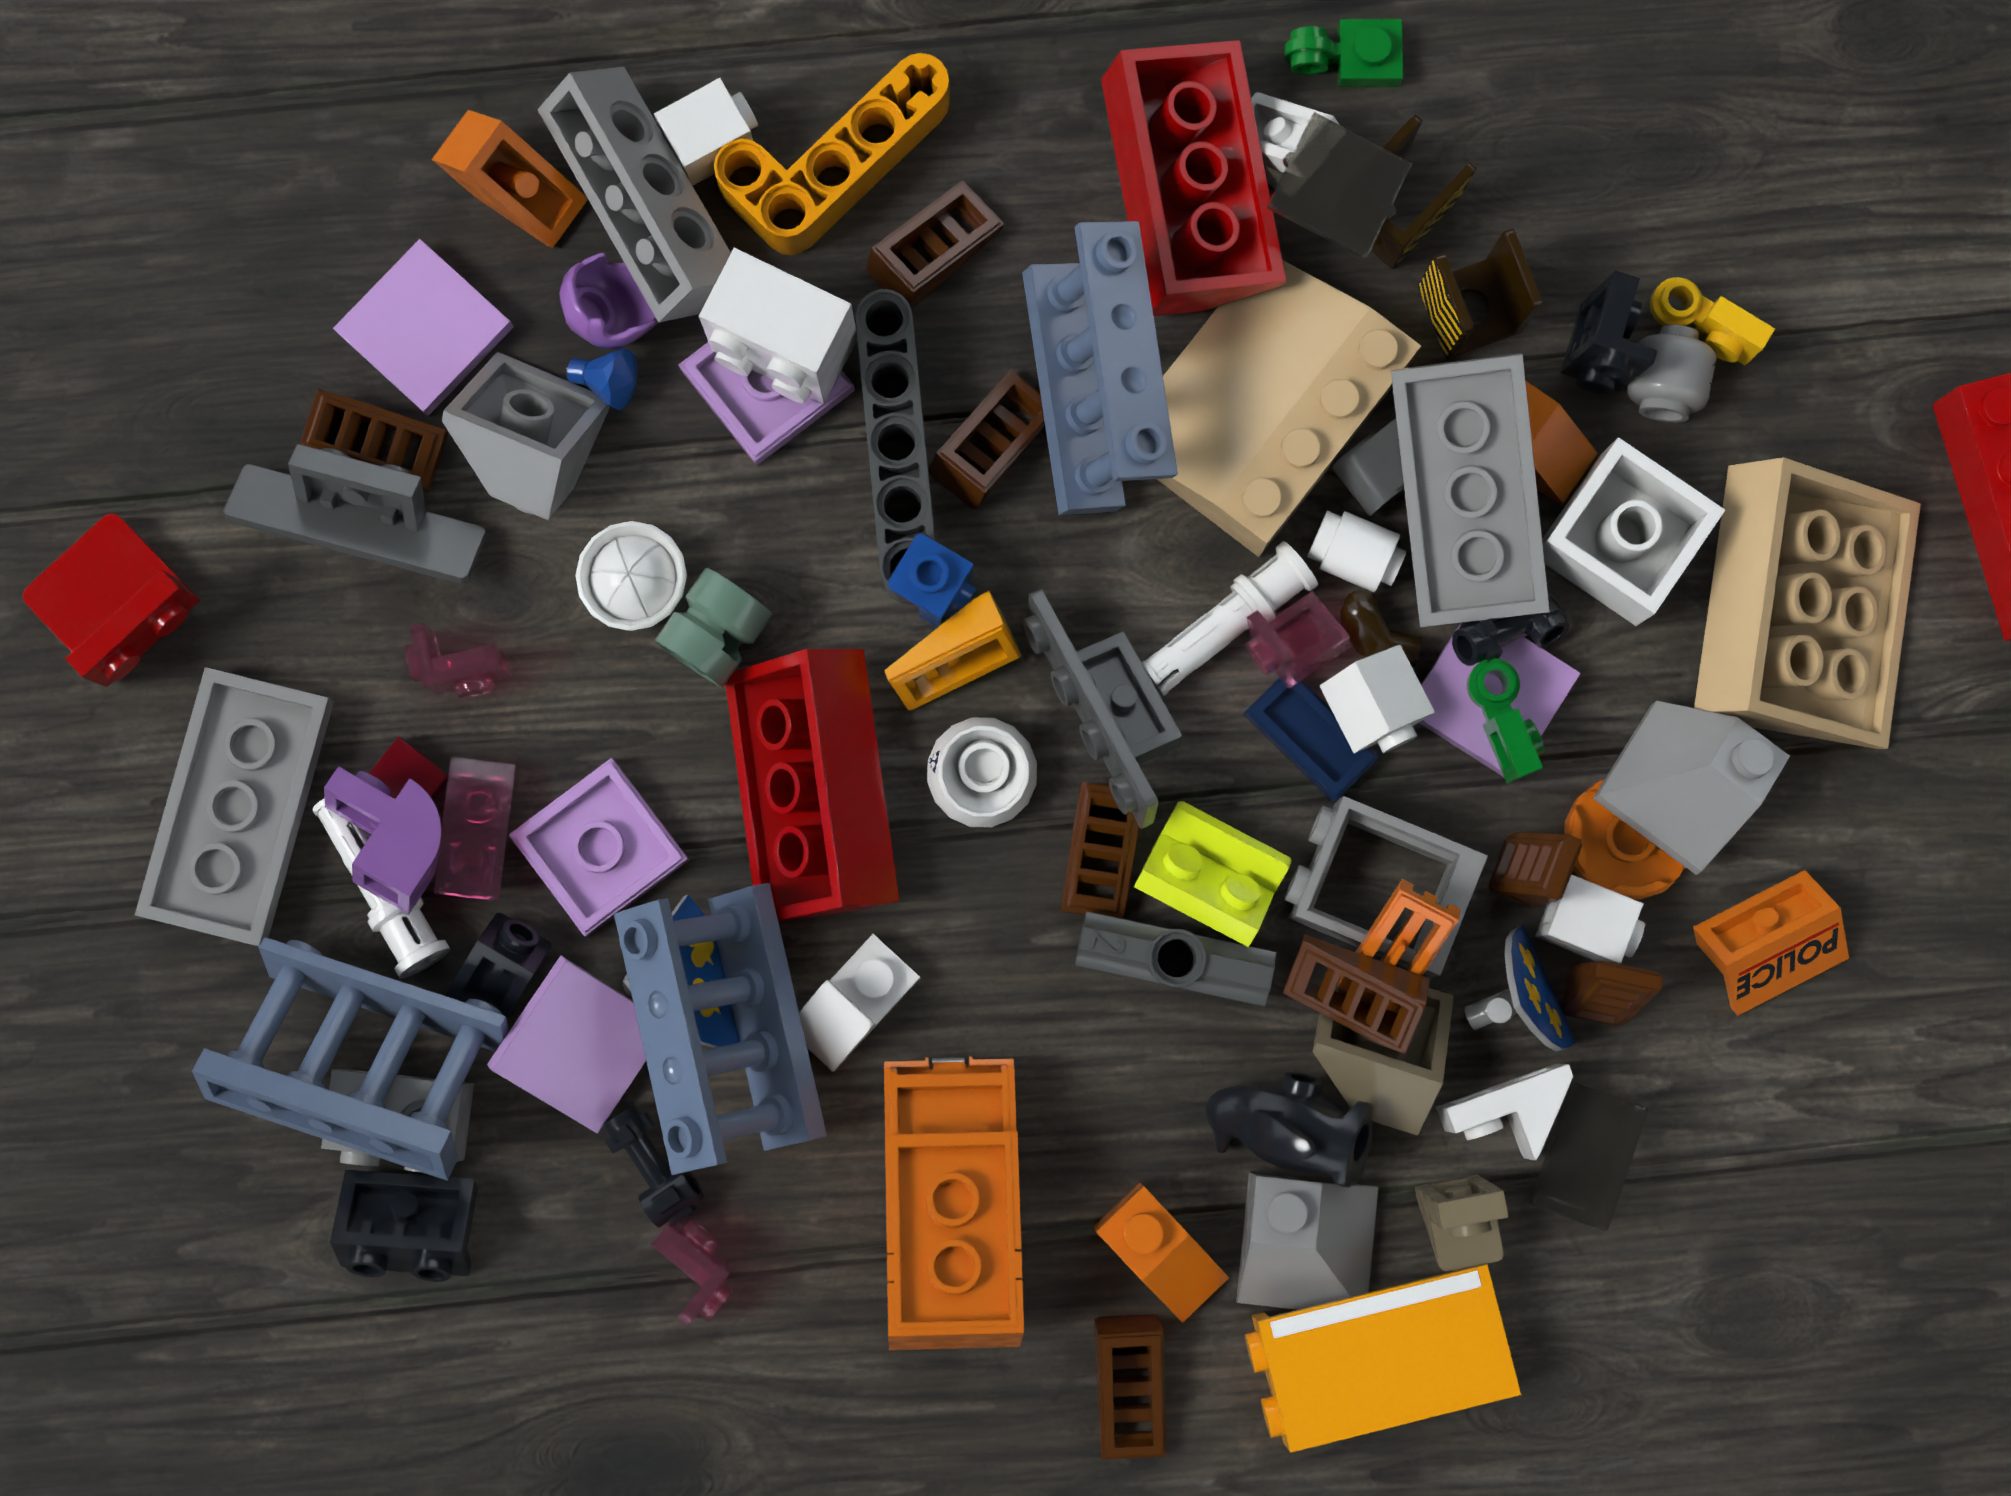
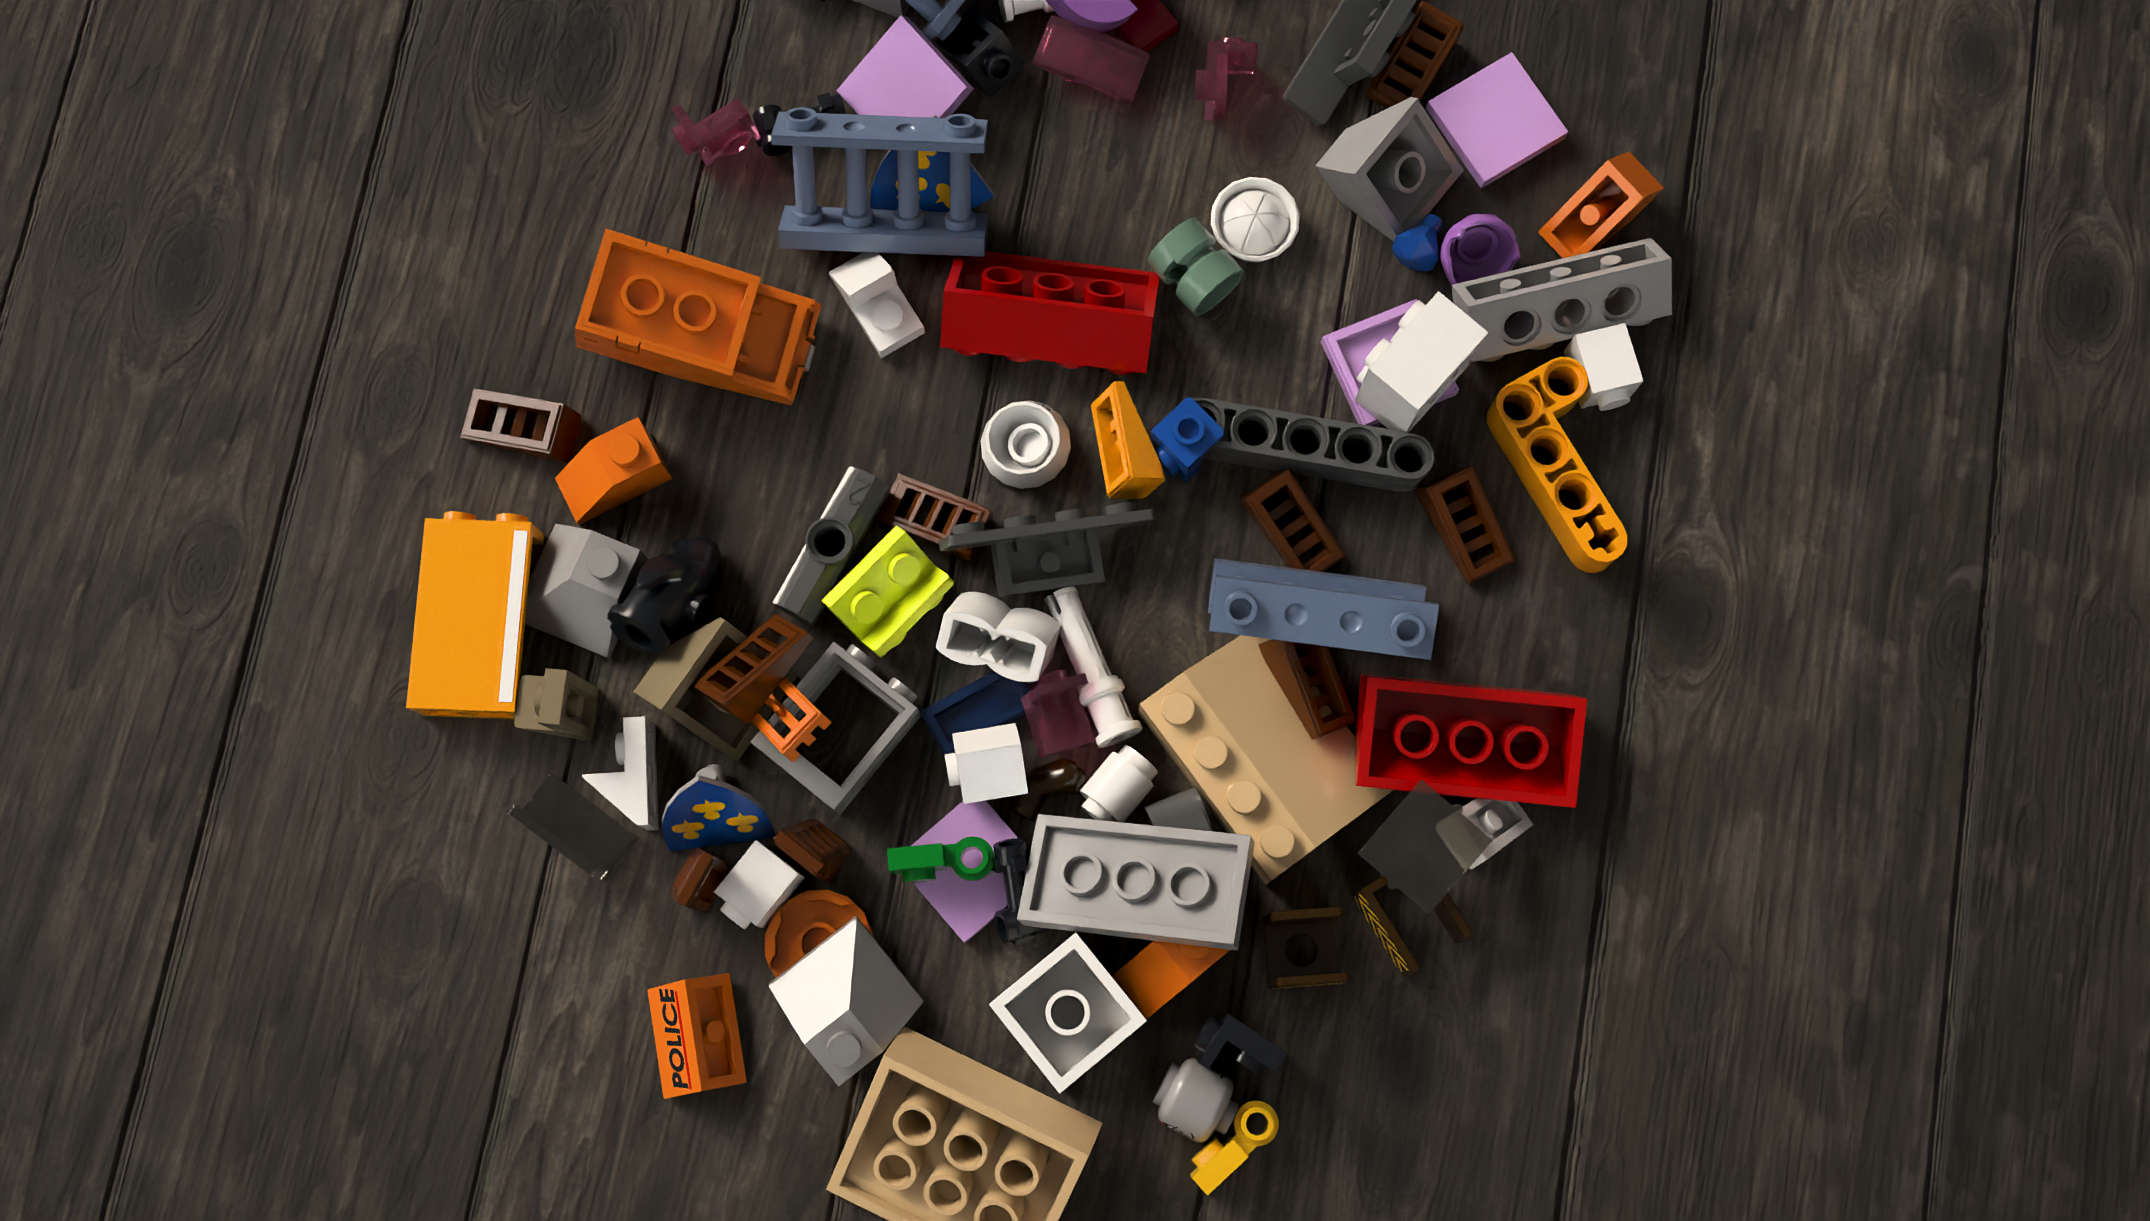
camera: 110 degrees right, 5 degrees down
(599, 847) = (1052, 148): lavender tile -> none
(1186, 381) = (1287, 664): none -> reddish brown slope
(1230, 728) = (988, 632): none -> white brick
(1365, 52) = (1544, 925): green plate -> none

